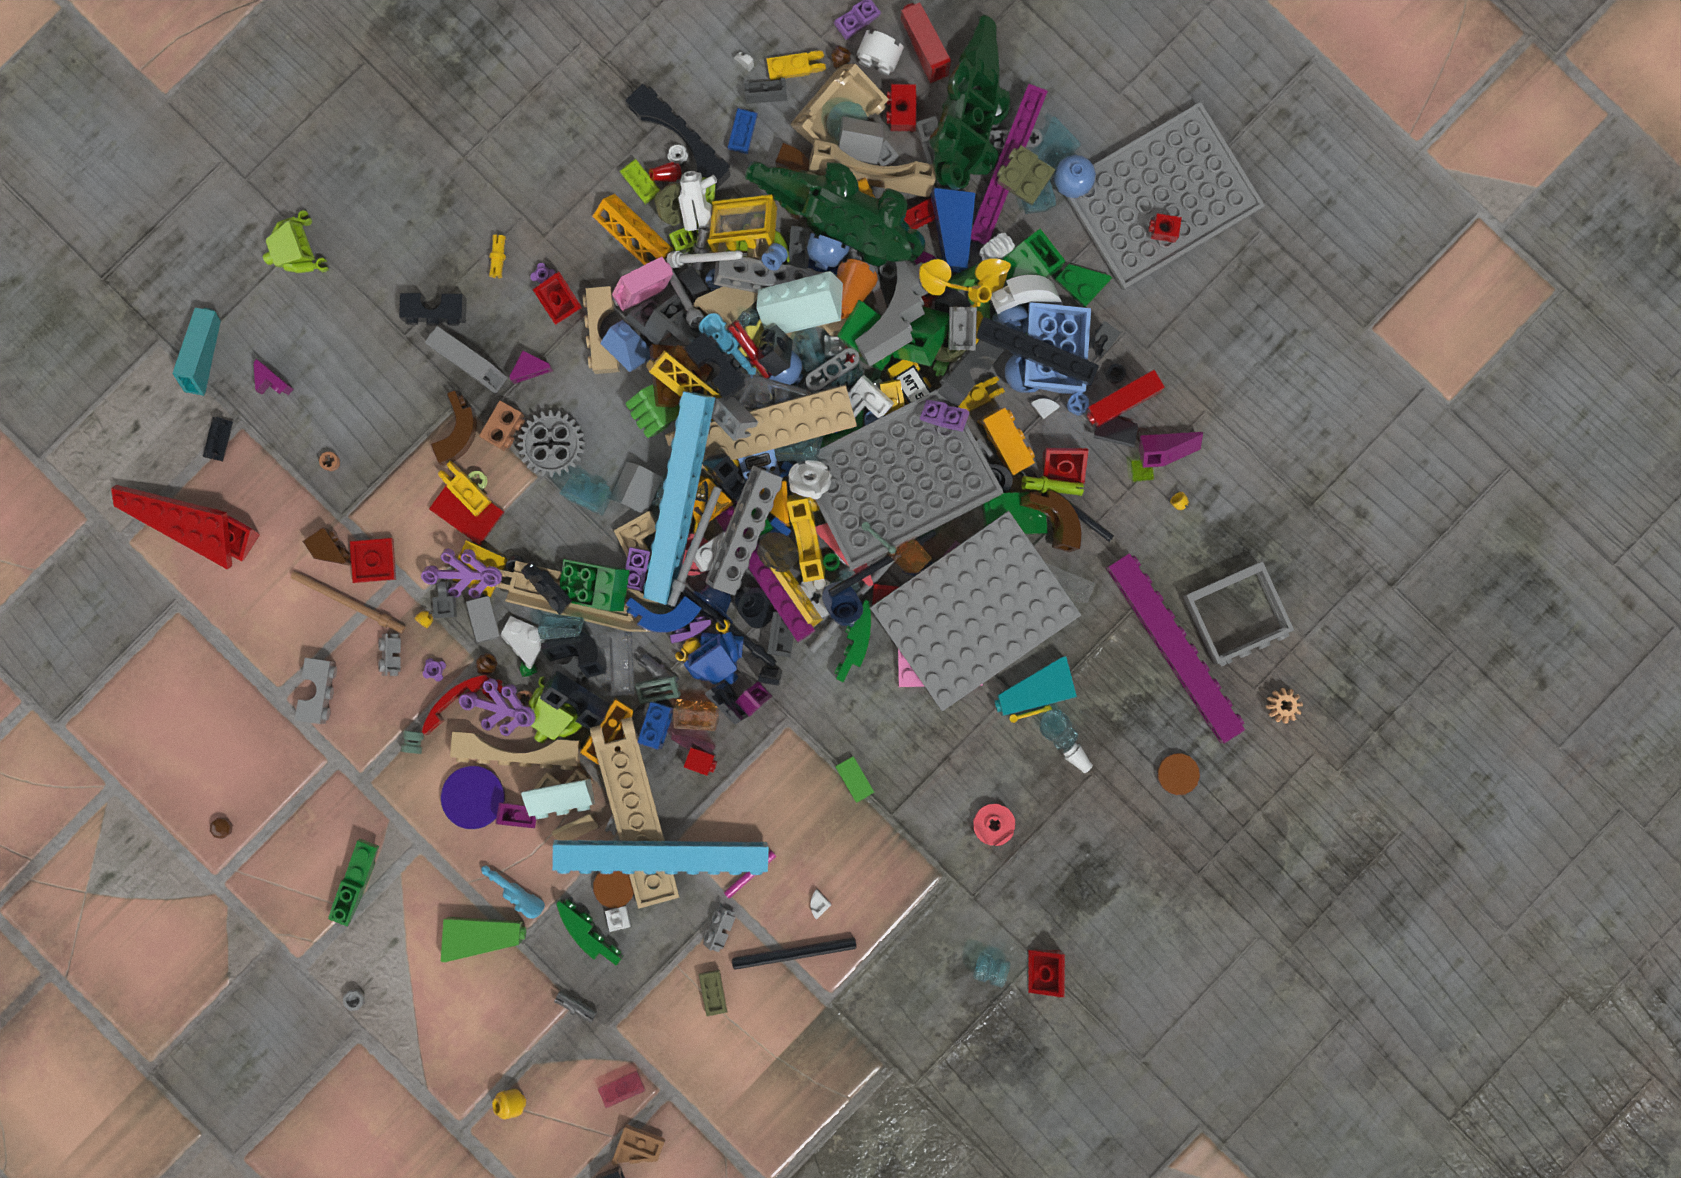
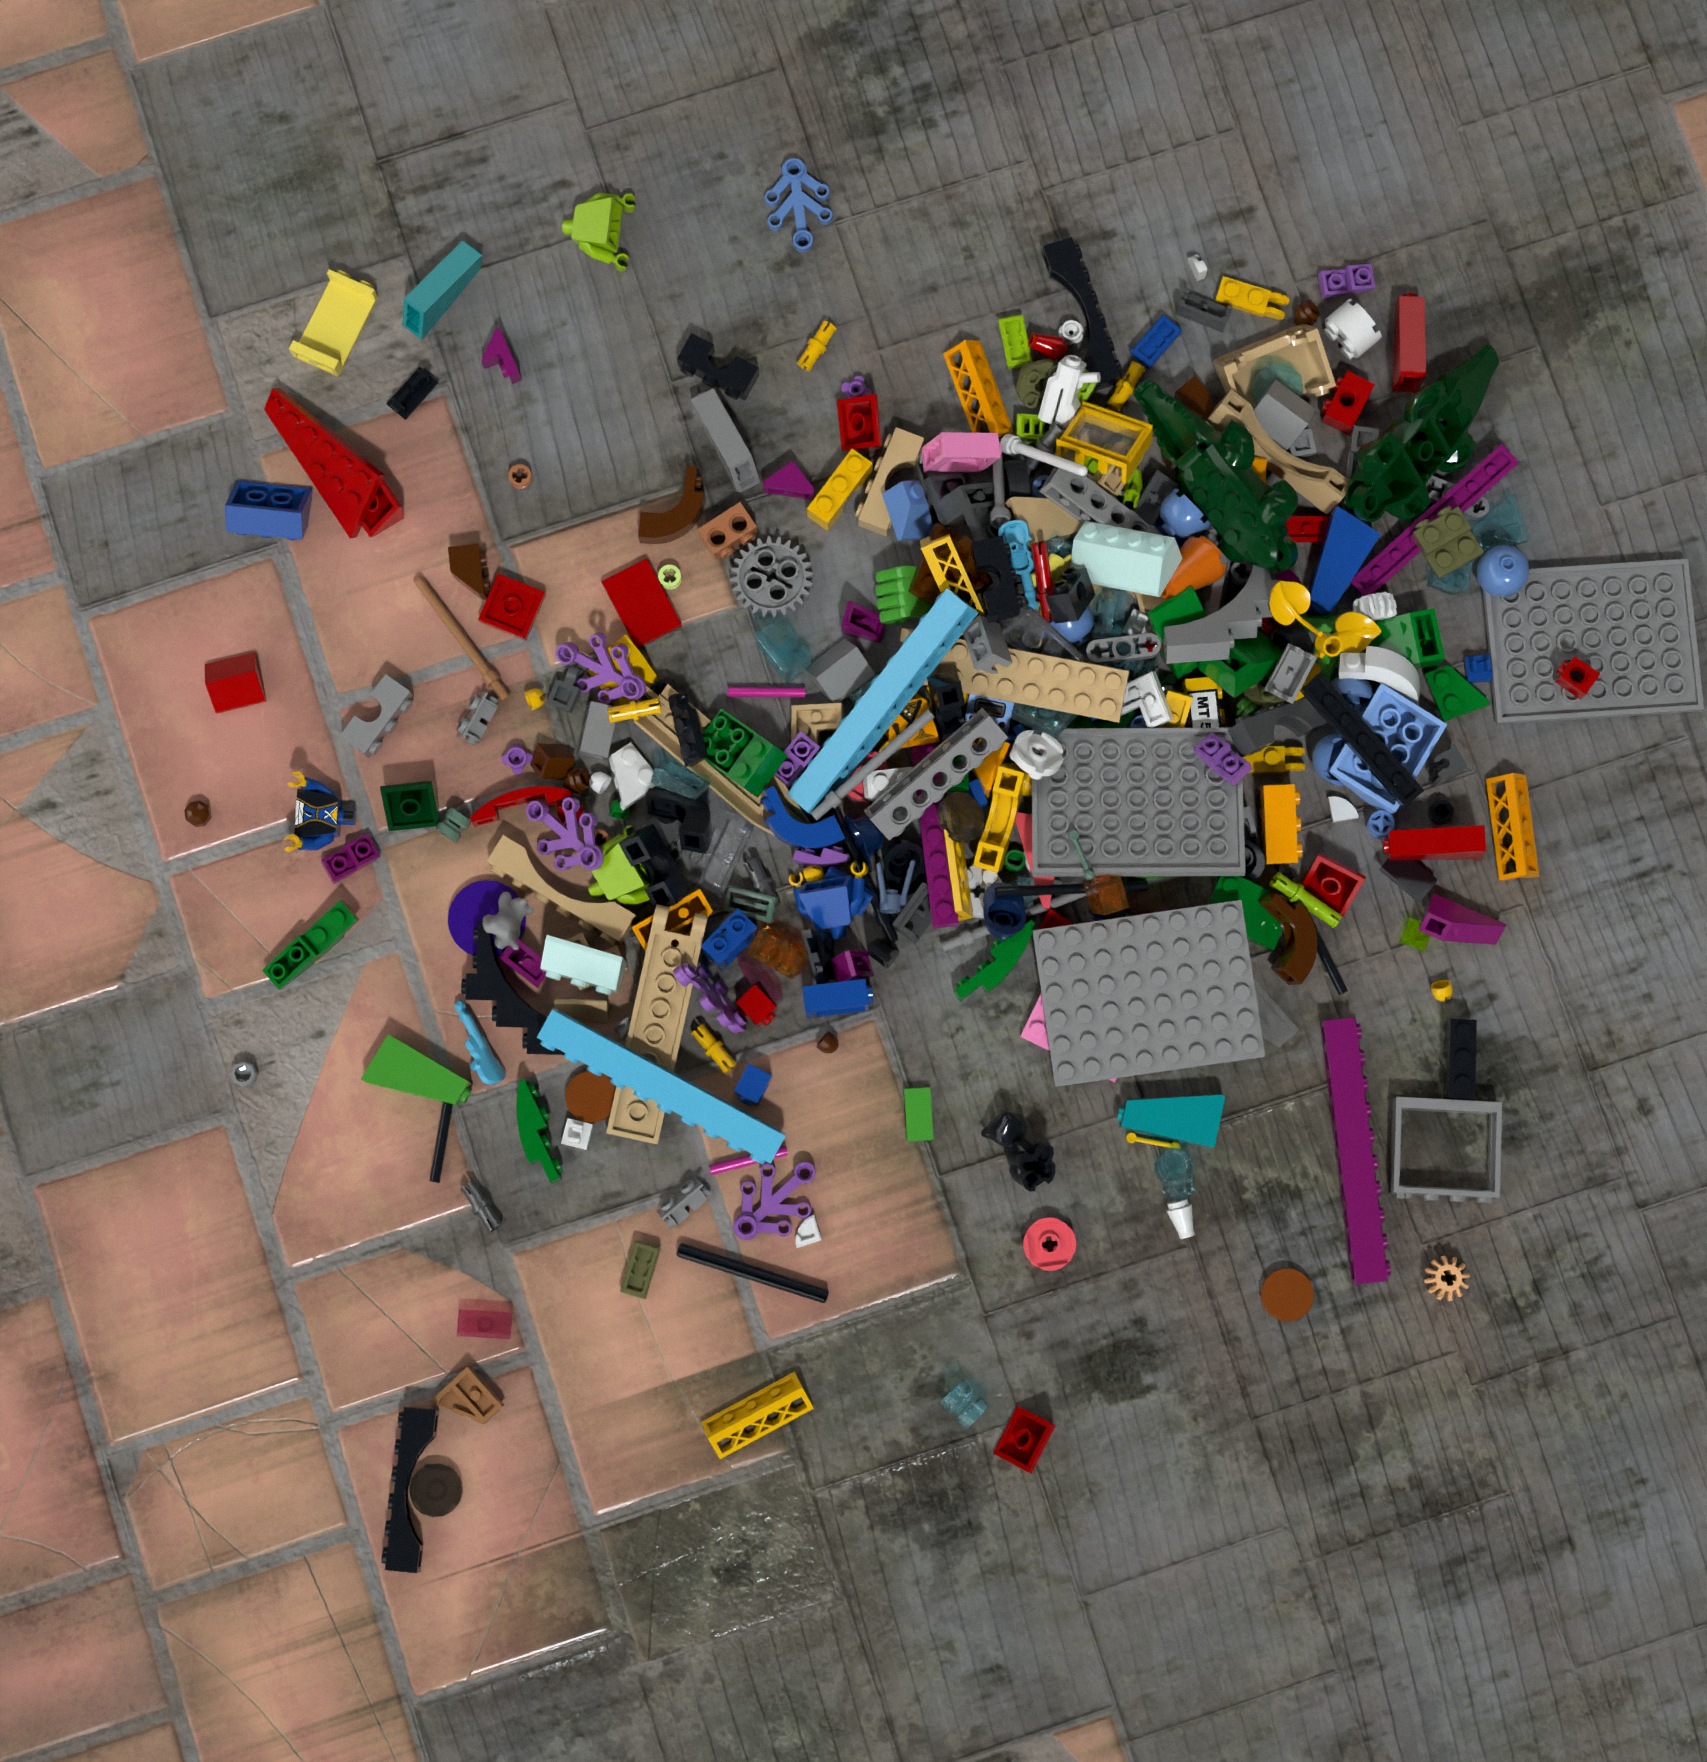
camera: 35 degrees right, 5 degrees down
(133, 415) = (335, 323): none -> light yellow panel
(155, 579) = (268, 510): none -> blue slope
(197, 718) = (234, 683): none -> red slope
(309, 786) = (317, 815): none -> torso
(350, 804) = (350, 858): none -> magenta slope
(374, 743) = (411, 805): none -> dark green slope
(428, 156) = (798, 200): none -> medium blue plant
(460, 658) = (552, 761): none -> reddish brown panel
(465, 489) = (652, 580): yellow hinge -> none
(488, 794) = (507, 921): none -> light grey animal
(501, 592) = (634, 710): none -> yellow pin
(501, 844) = (492, 984): none -> black arch
(503, 656) = (599, 782): none -> white hinge
(509, 1104) = (353, 1274): yellow head -> none
(523, 976) = (441, 1142): none -> black bar
(568, 346) = (834, 494): none -> yellow arch
(590, 529) = (766, 691): none -> dark pink bar
(634, 444) = (862, 623): none -> magenta slope
(665, 770) = (714, 995): none -> medium lavender plant
(684, 807) = (714, 1048): none -> yellow pin
(726, 820) = (752, 1085): none -> blue brick
(737, 175) = (1125, 387): none -> yellow pin
(754, 727) = (837, 998): none -> blue window
(756, 637) = (889, 899): none -> sand blue plant
(764, 761) = (828, 1043): none -> reddish brown hinge
(774, 256) = (1121, 493): medium blue wheel -> none
(782, 897) = (771, 1204): none -> medium lavender plant
(845, 1051) = (754, 1411): none -> yellow fence
(950, 775) = (1027, 1162): none -> black animal
(1091, 256) = (1478, 668): none -> blue tile
(1176, 353) = (1521, 826): none -> light orange fence
(1215, 537) = (1461, 1065): none -> black arch

